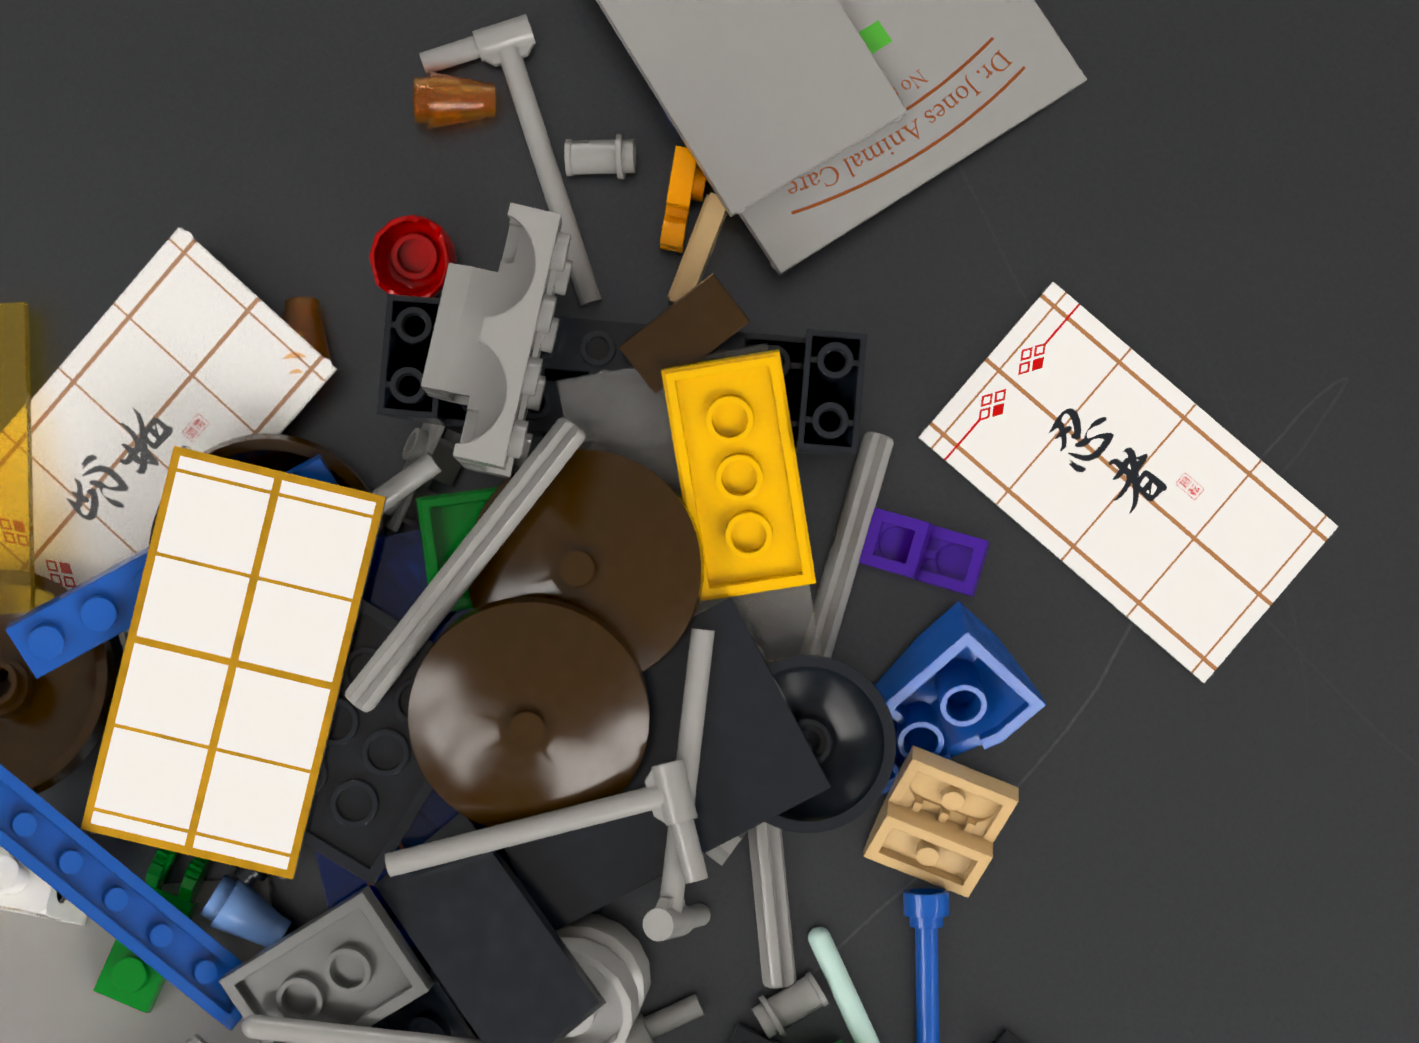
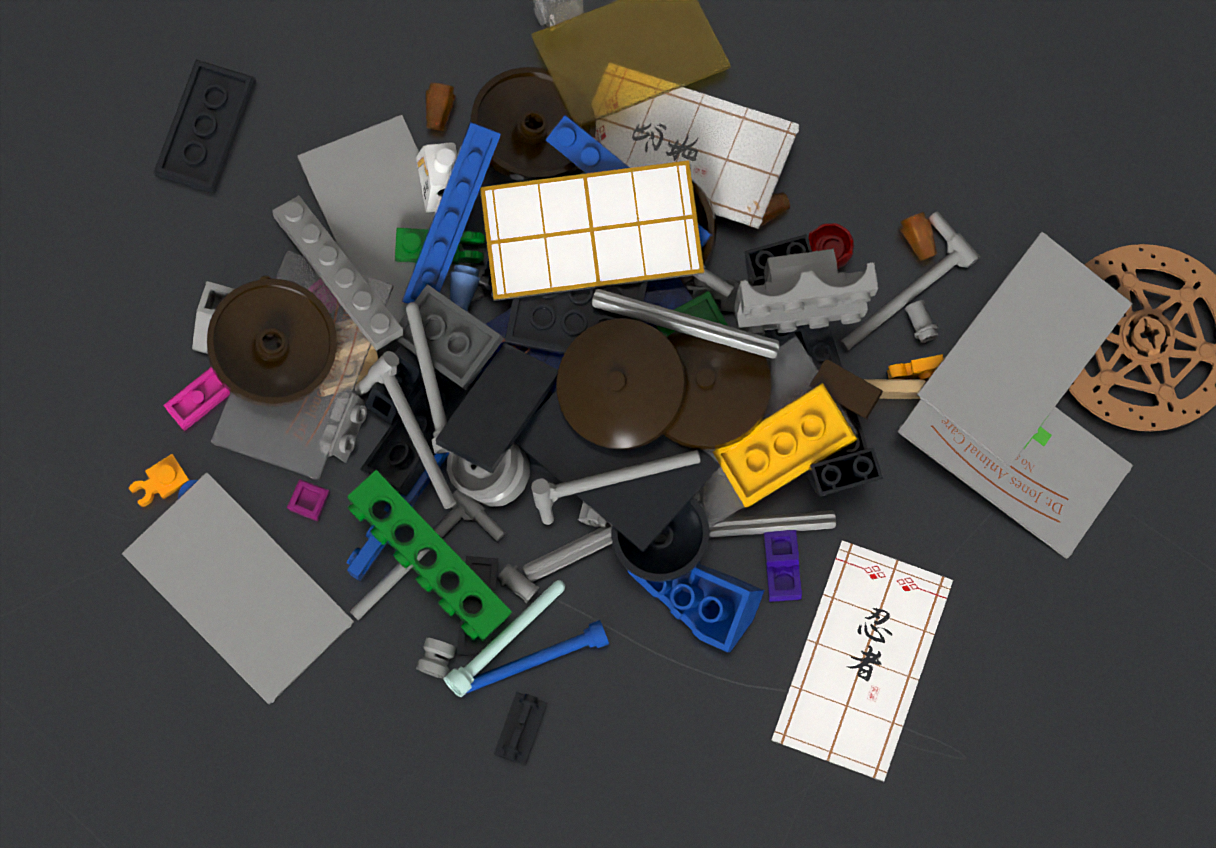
camera: 75 degrees right, 10 degrees down
(665, 795) = (607, 465): light grey bar -> none
(940, 821) = (644, 625): tan slope -> none

